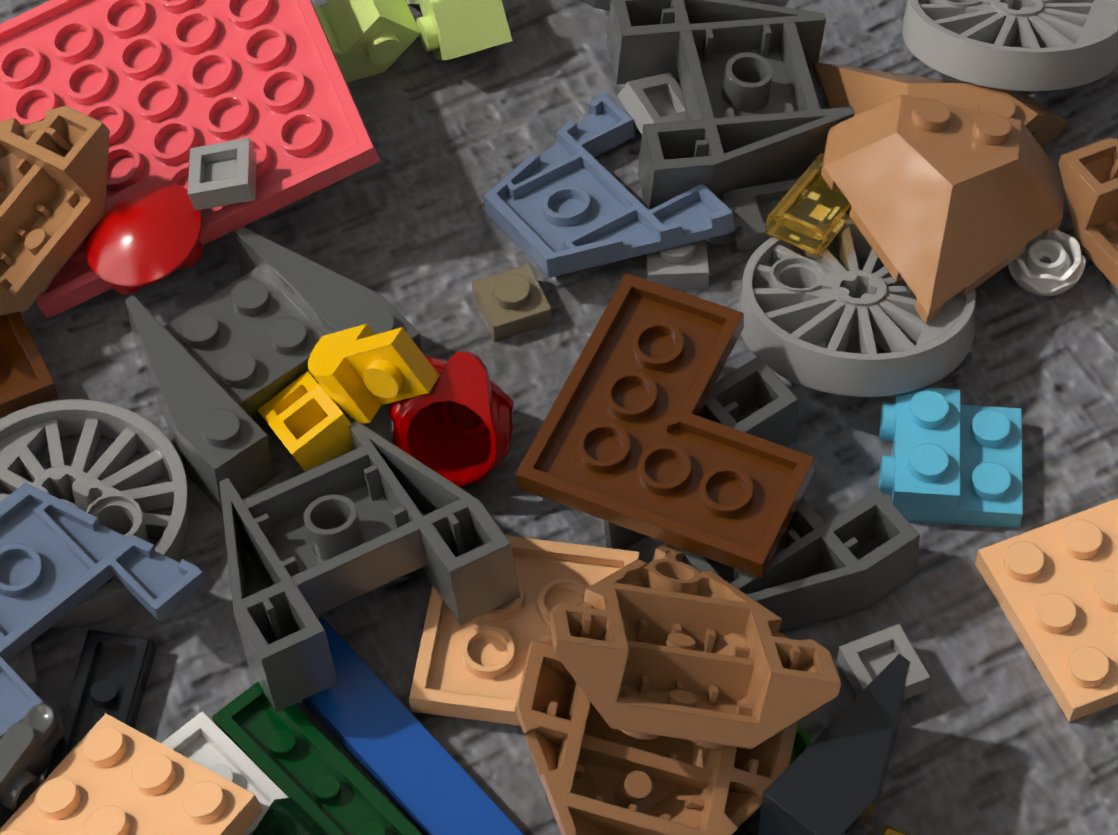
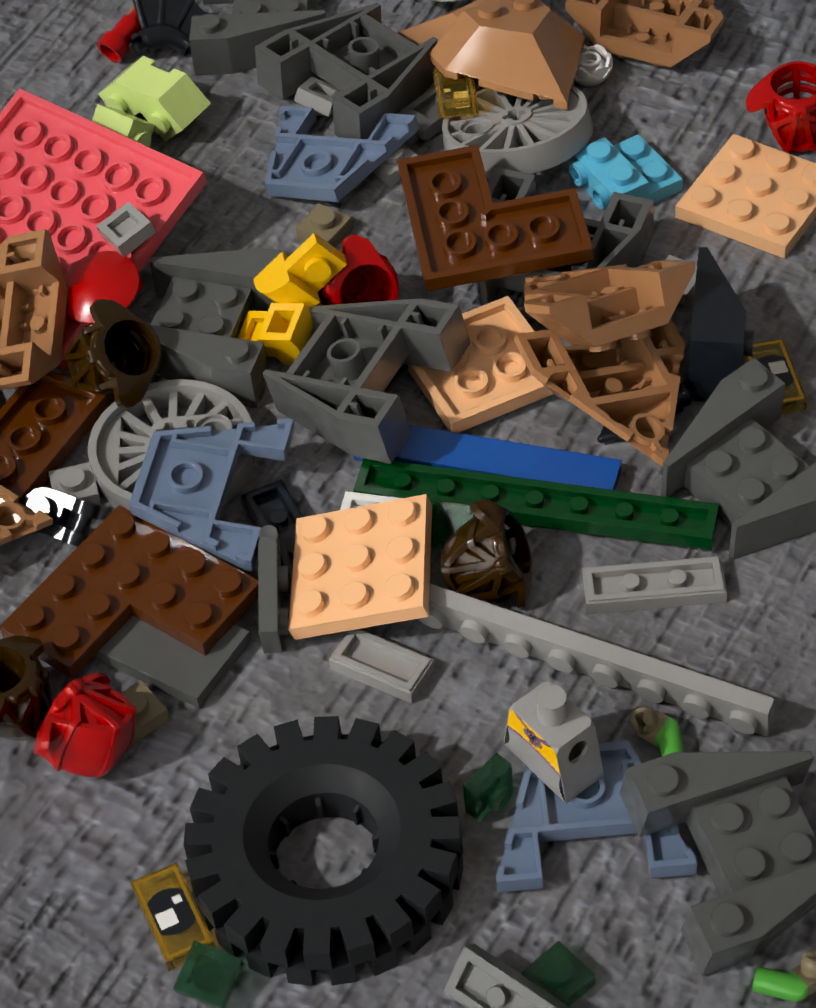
camera: 30 degrees left, 5 degrees down
(79, 344) = (107, 360): none -> dark brown piece

